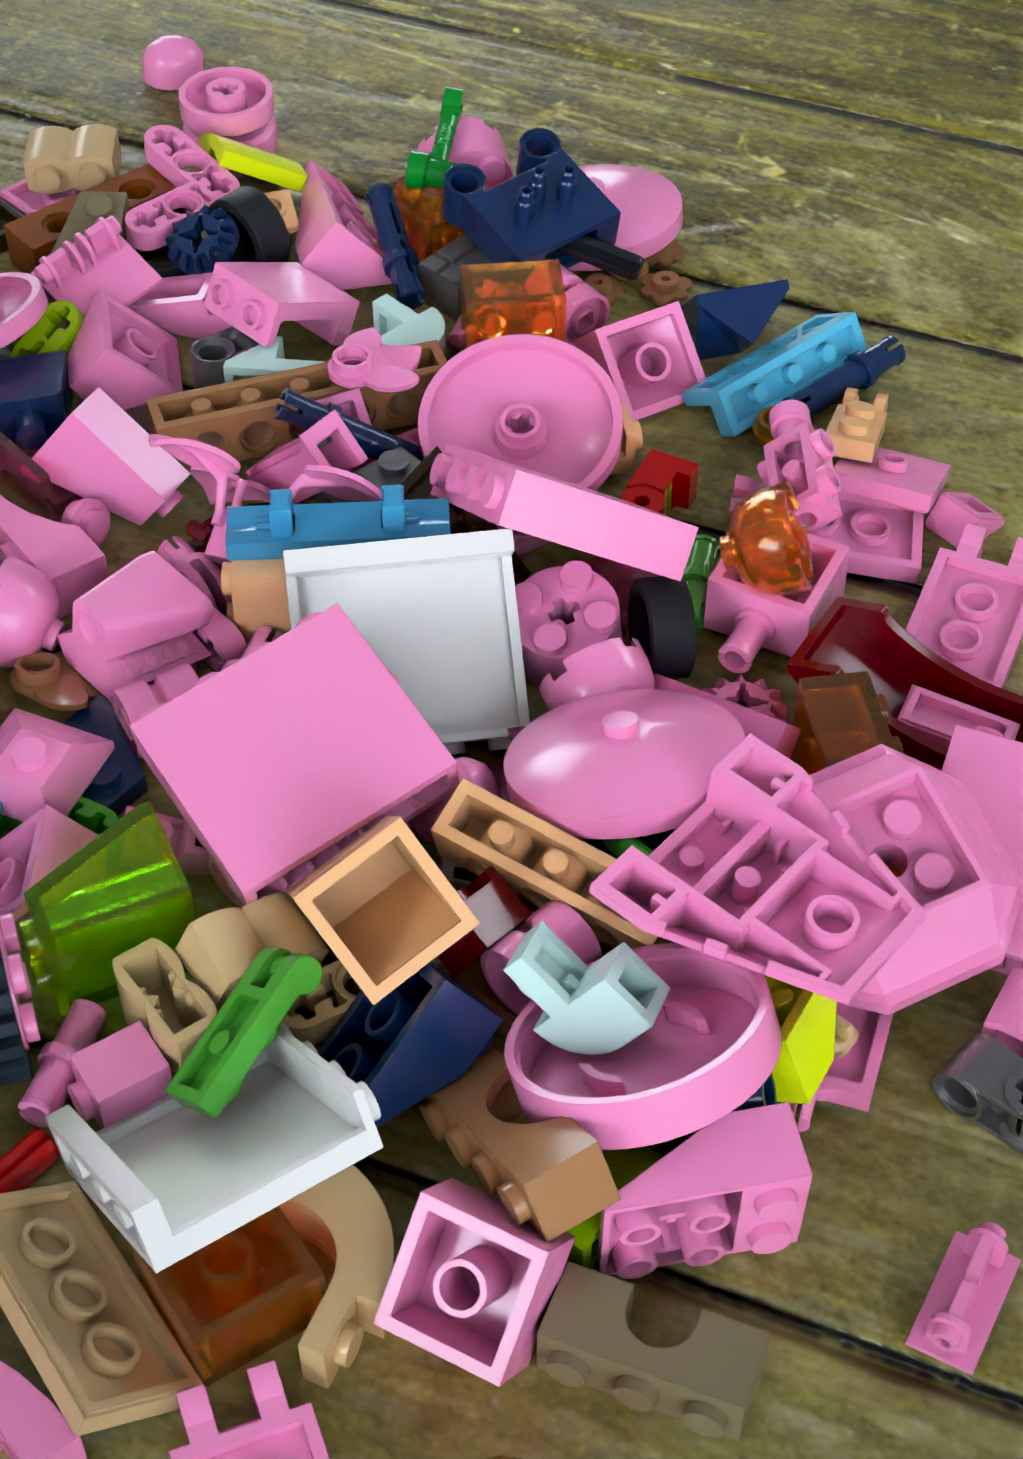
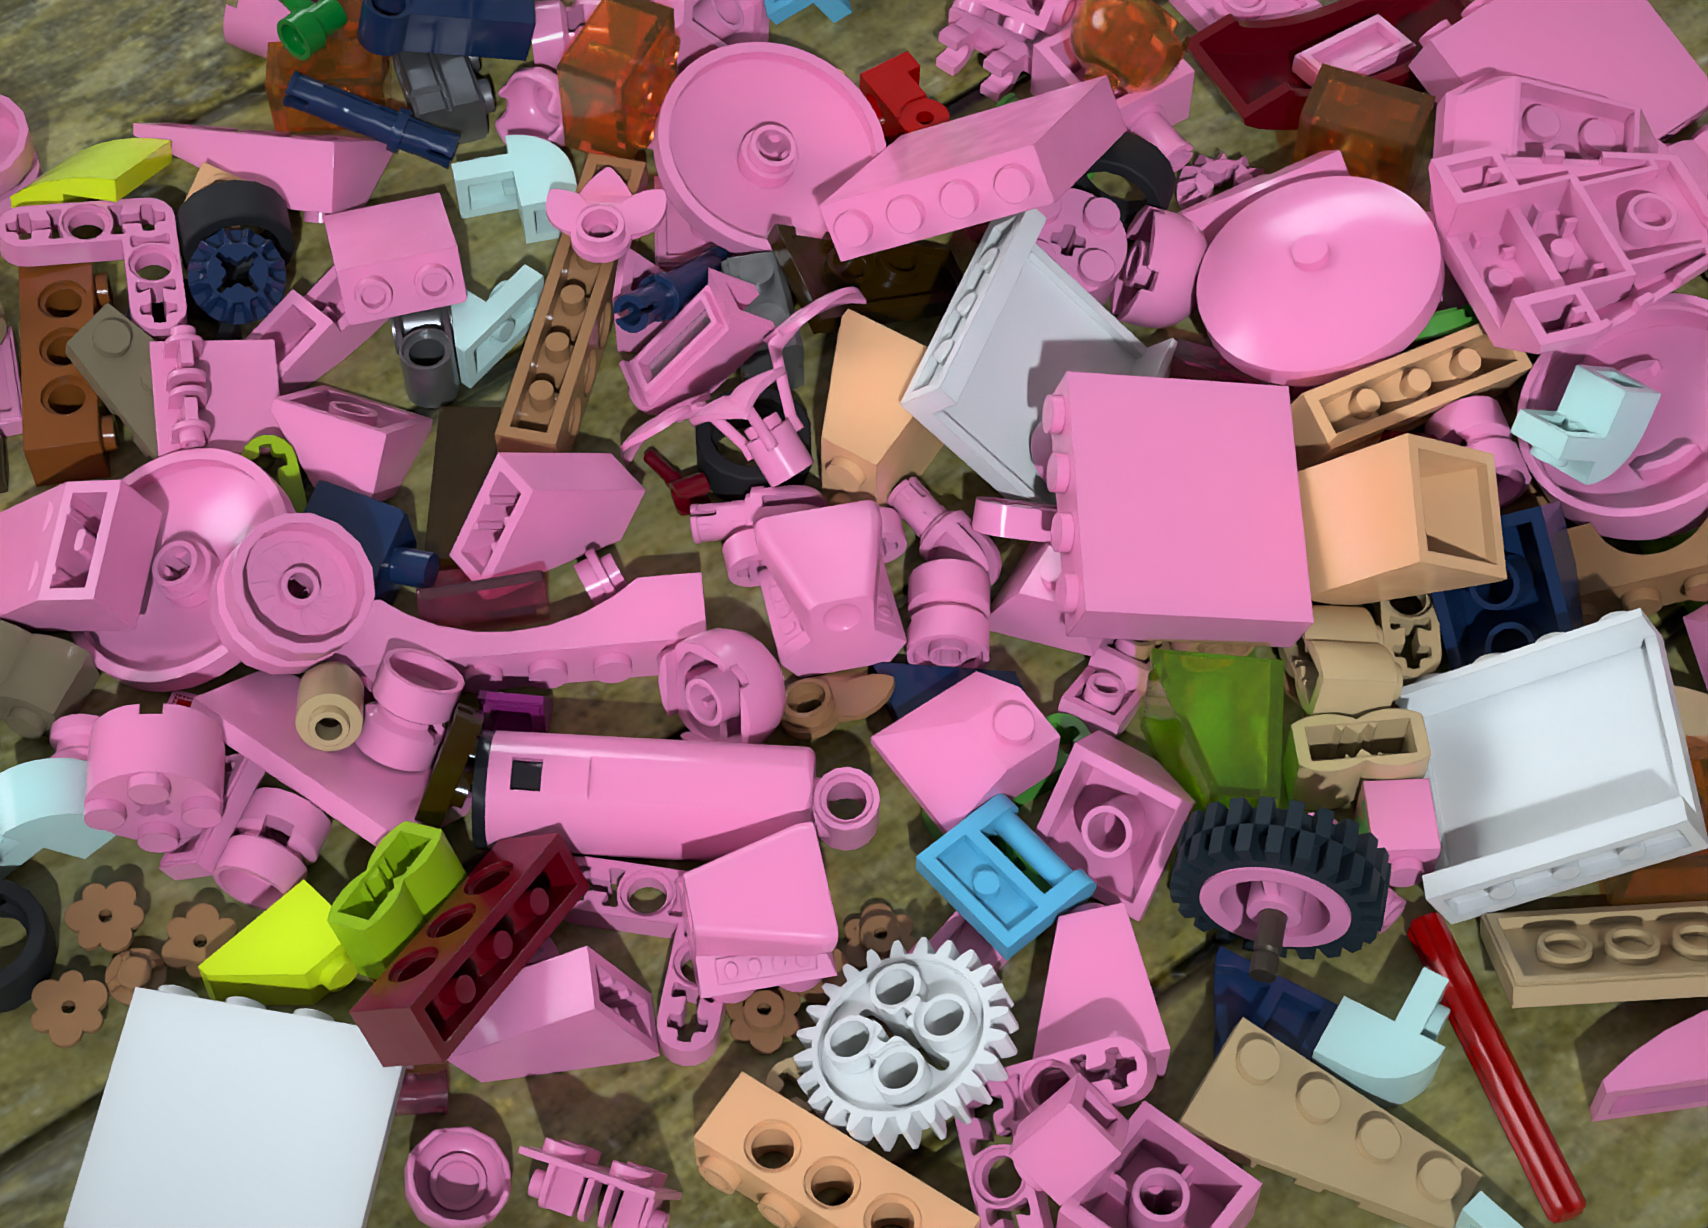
camera: 60 degrees left, 10 degrees up
(243, 1029) = (1452, 696): bright green plate -> none
(268, 529) = (878, 348): dark azure hinge -> none

